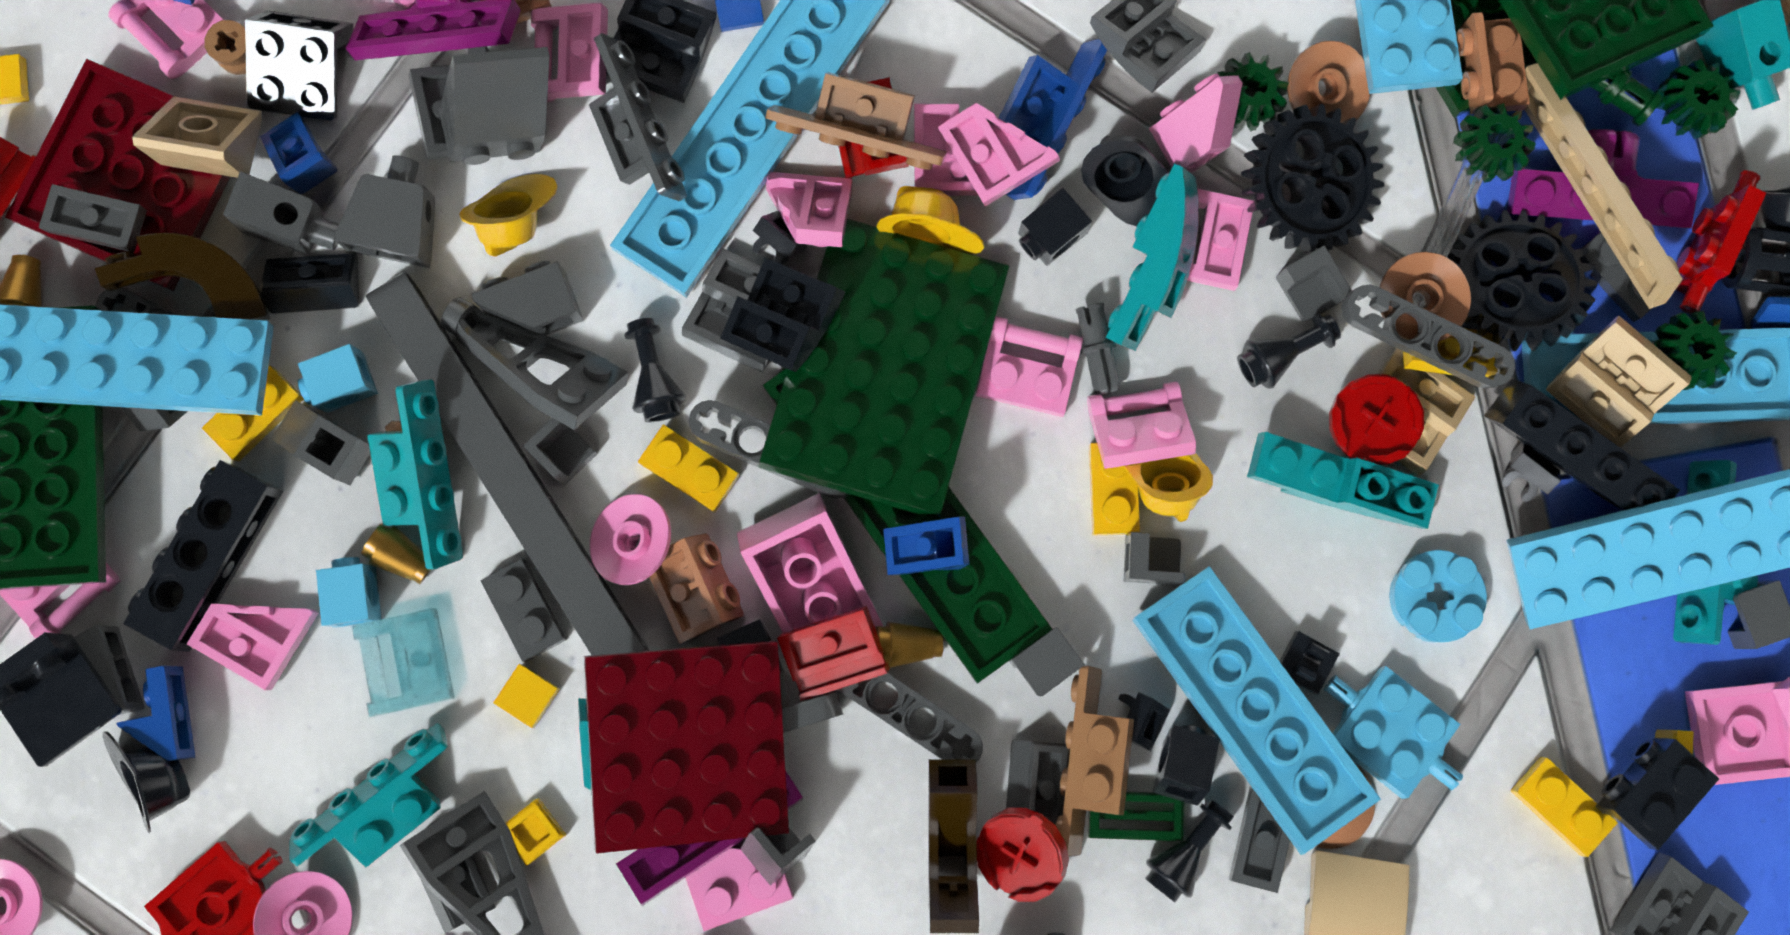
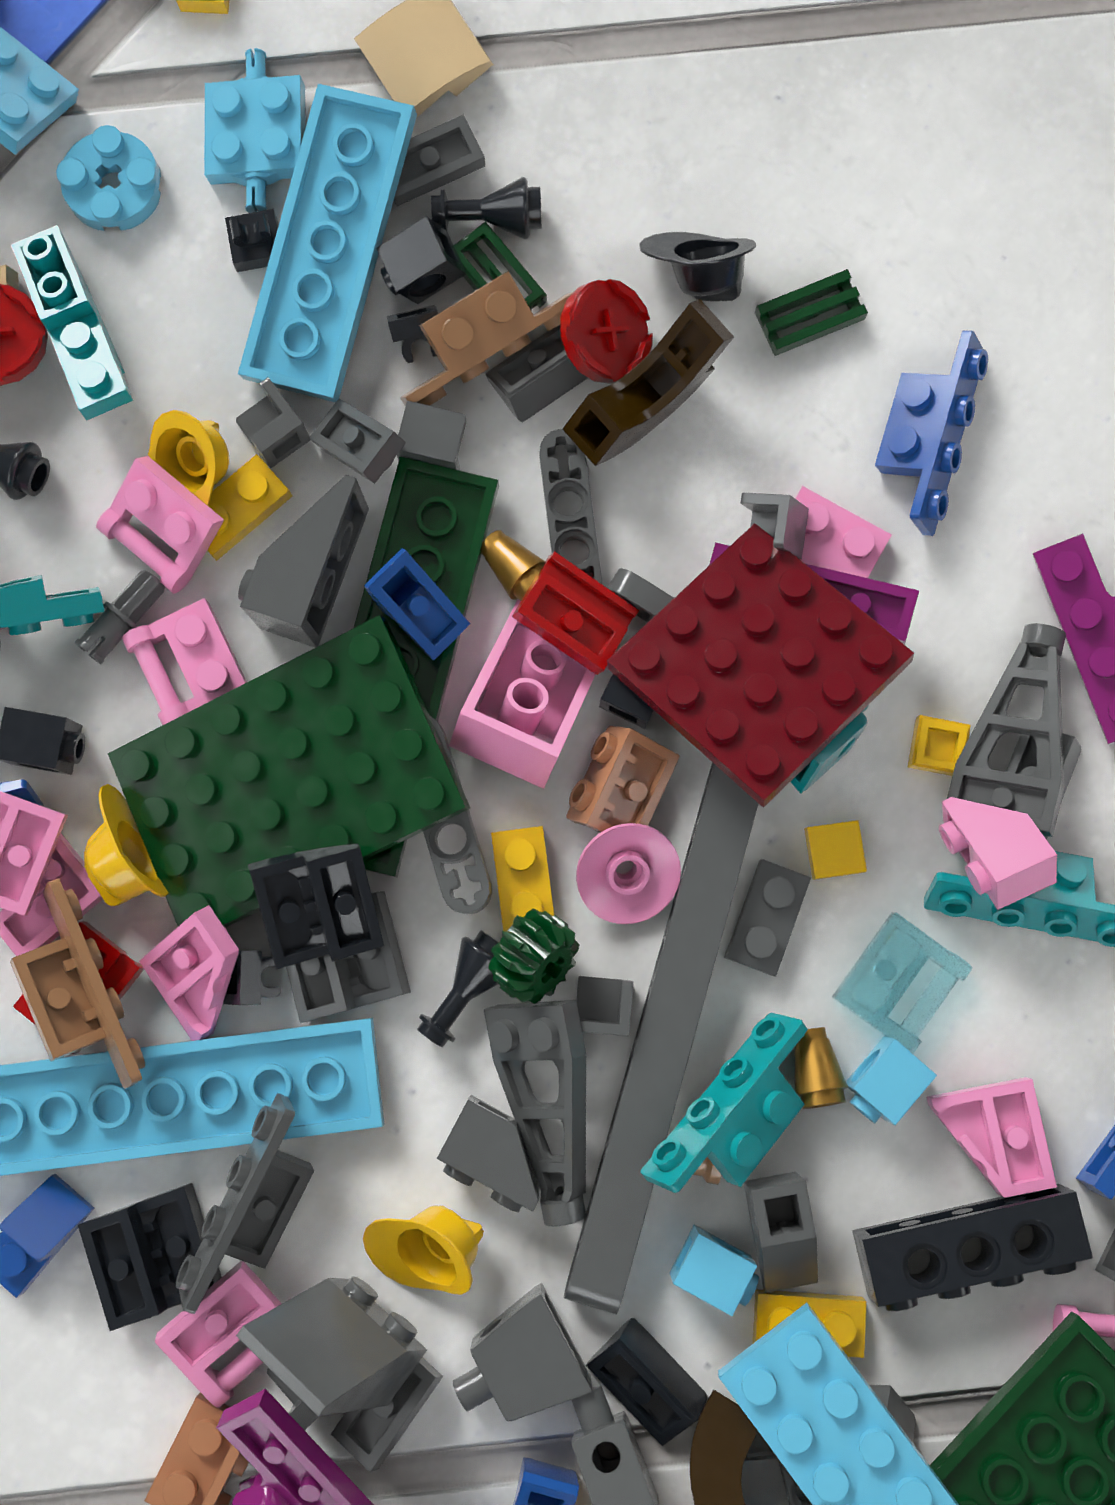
camera: 130 degrees left, 0 degrees up
(420, 800) = (1001, 850): none -> bright pink slope
(628, 428) = (533, 956): none -> dark green gear
(1016, 484) = (304, 568): none -> dark grey slope
(1086, 607) = (357, 440): none -> dark grey plate

